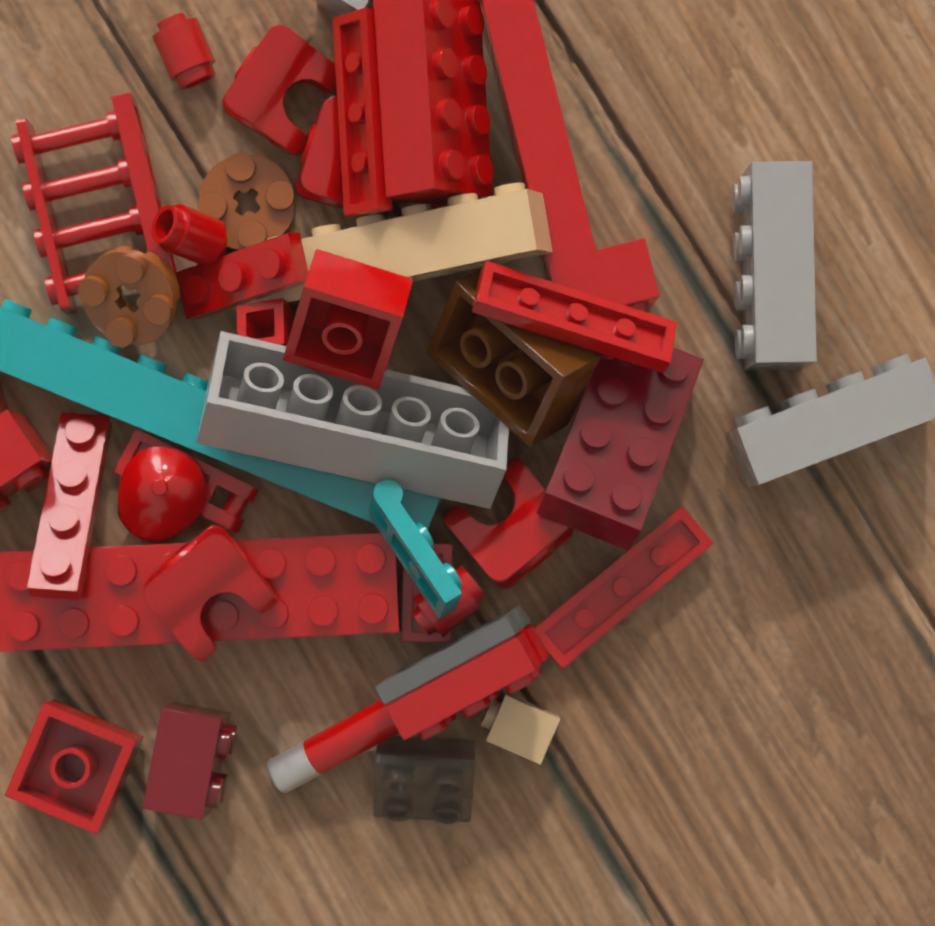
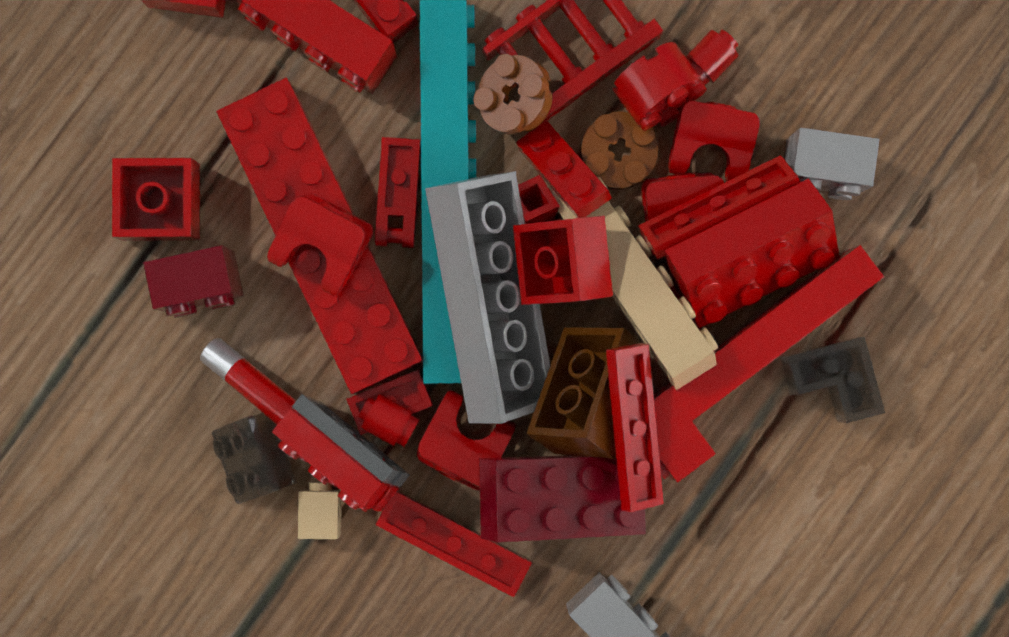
camera: 65 degrees right, 0 degrees up
(69, 506) = (342, 116): plate -> none
(160, 493) = (379, 177): red hat -> none
(189, 234) = (577, 118): red brick -> none
(193, 125) = (658, 86): none -> red brick
(414, 549) = (415, 379): teal plate -> none
(615, 51) = (846, 372): none -> clear smoke brick
(776, 266) = (737, 558): light grey brick -> none

